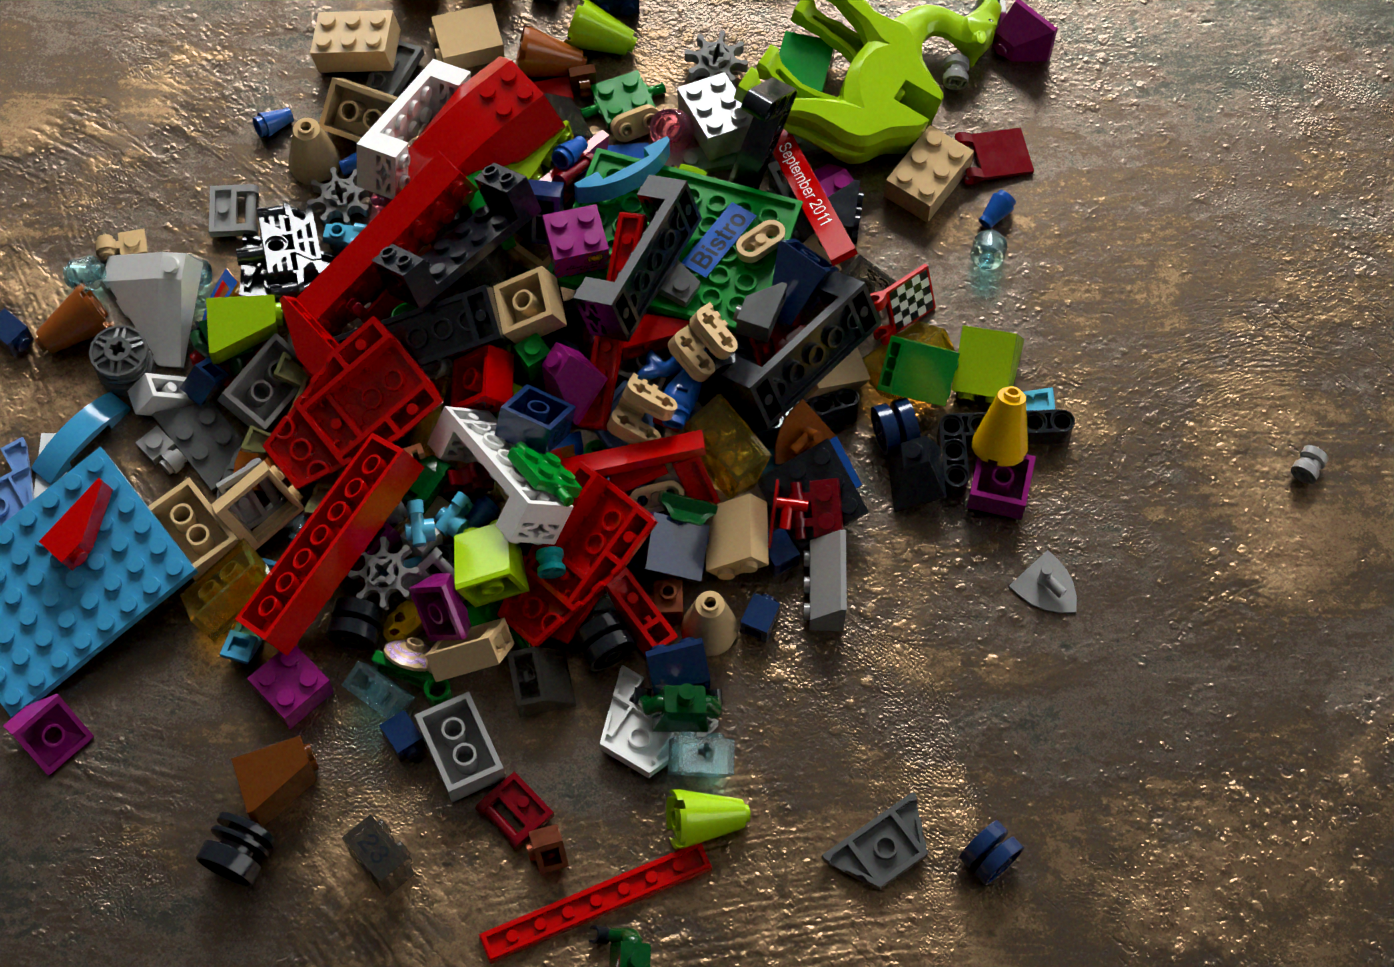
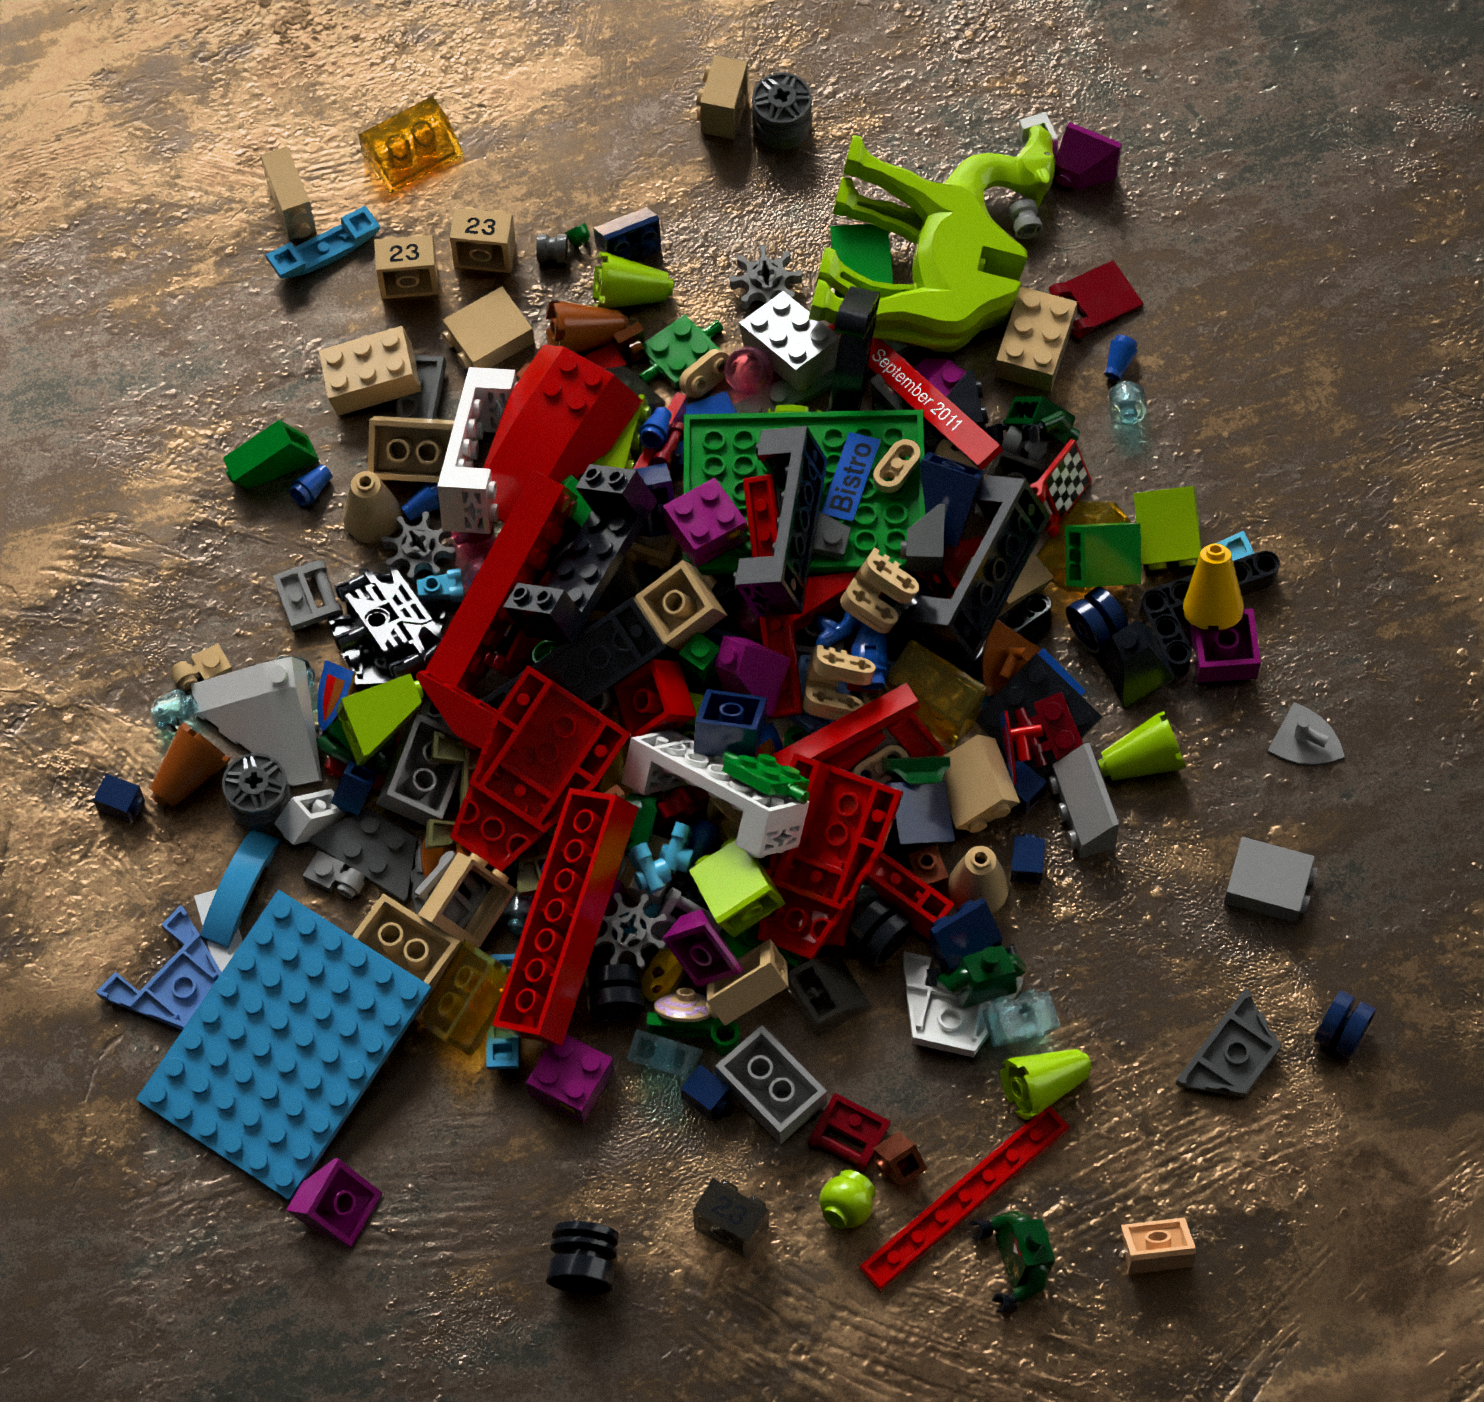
camera: 15 degrees left, 0 degrees up
(78, 528) = (291, 985): red slope -> none
(247, 87) = (269, 455): none -> green slope
(274, 777) = (592, 1172): reddish brown slope -> none
(488, 871) = (847, 1199): none -> lime piece
(550, 562) = (800, 867): teal wheel -> none
(597, 189) = (706, 459): dark azure slope -> none
(883, 257) = (1037, 451): none -> dark grey wheel
(896, 553) = (1143, 751): none -> lime cone
(903, 239) = (1036, 418): none -> dark green torso
(970, 701) = (1270, 880): none -> light grey brick

